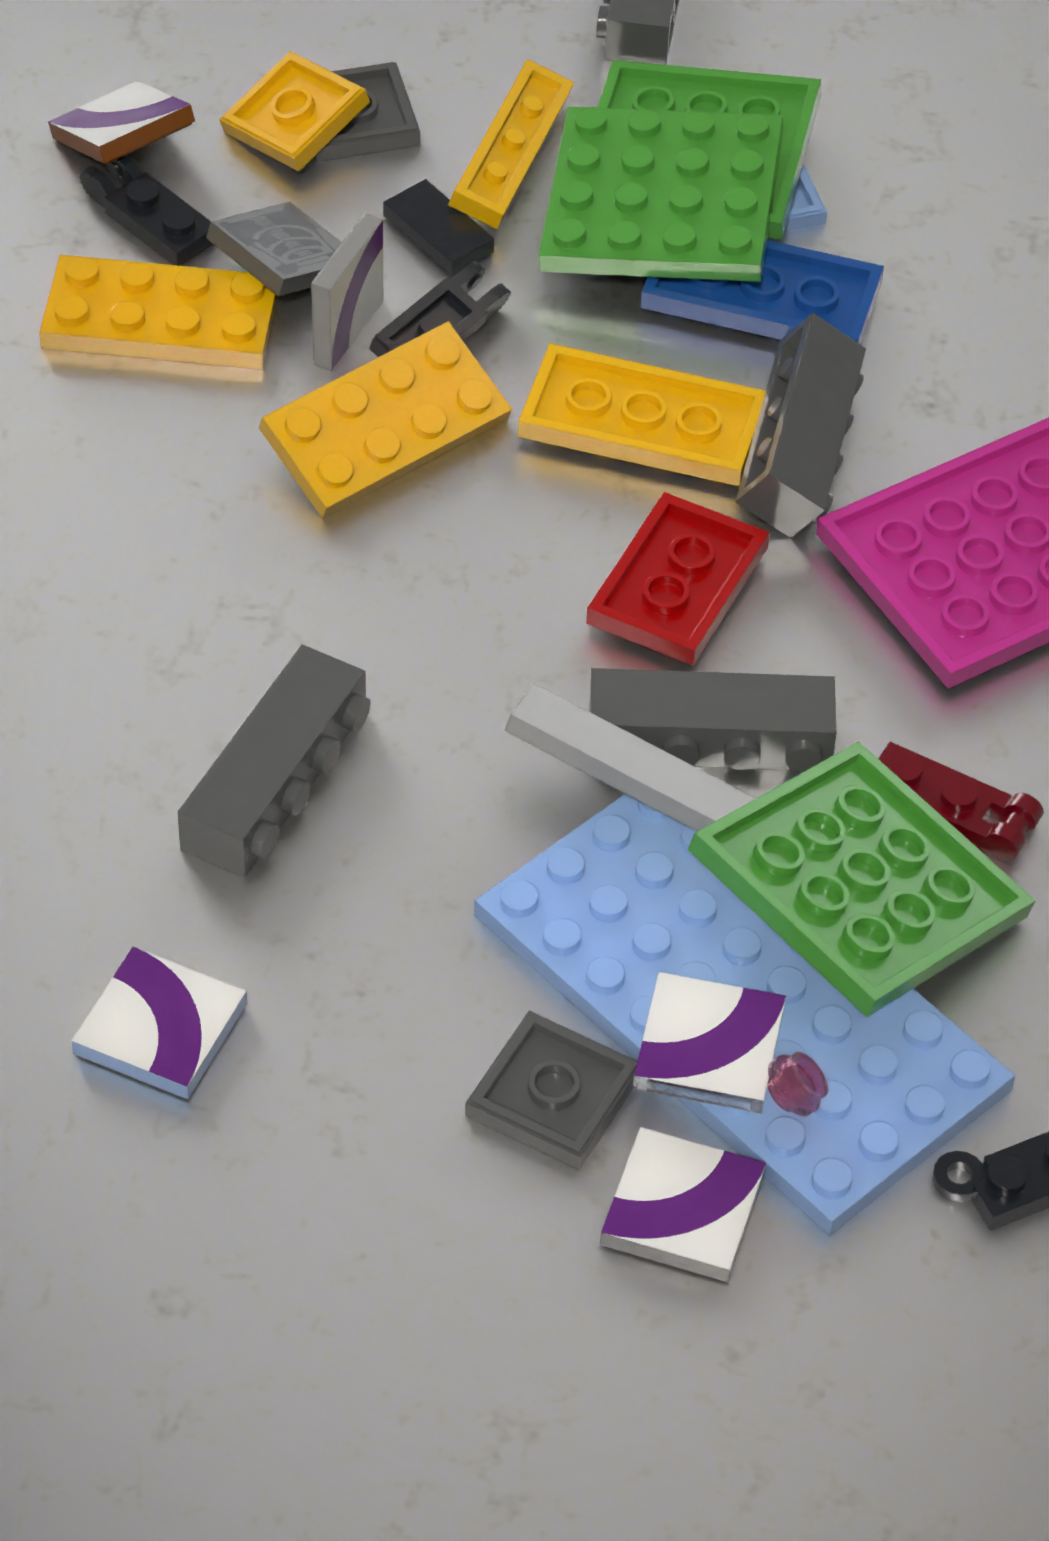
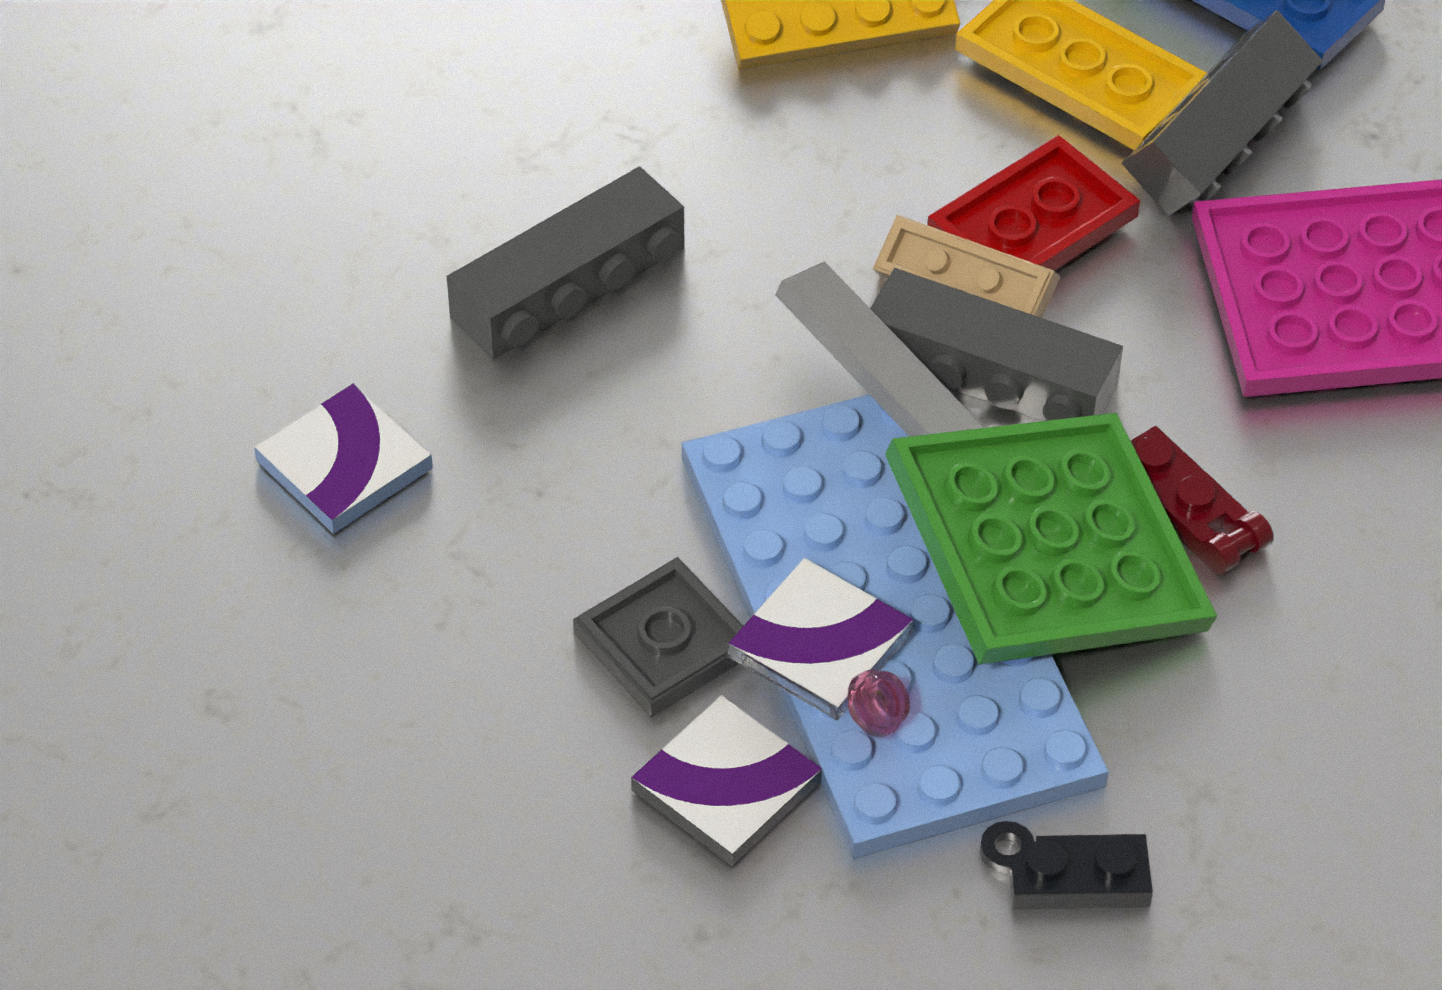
camera: 25 degrees right, 0 degrees up
(646, 646) = (966, 266): none -> tan tile

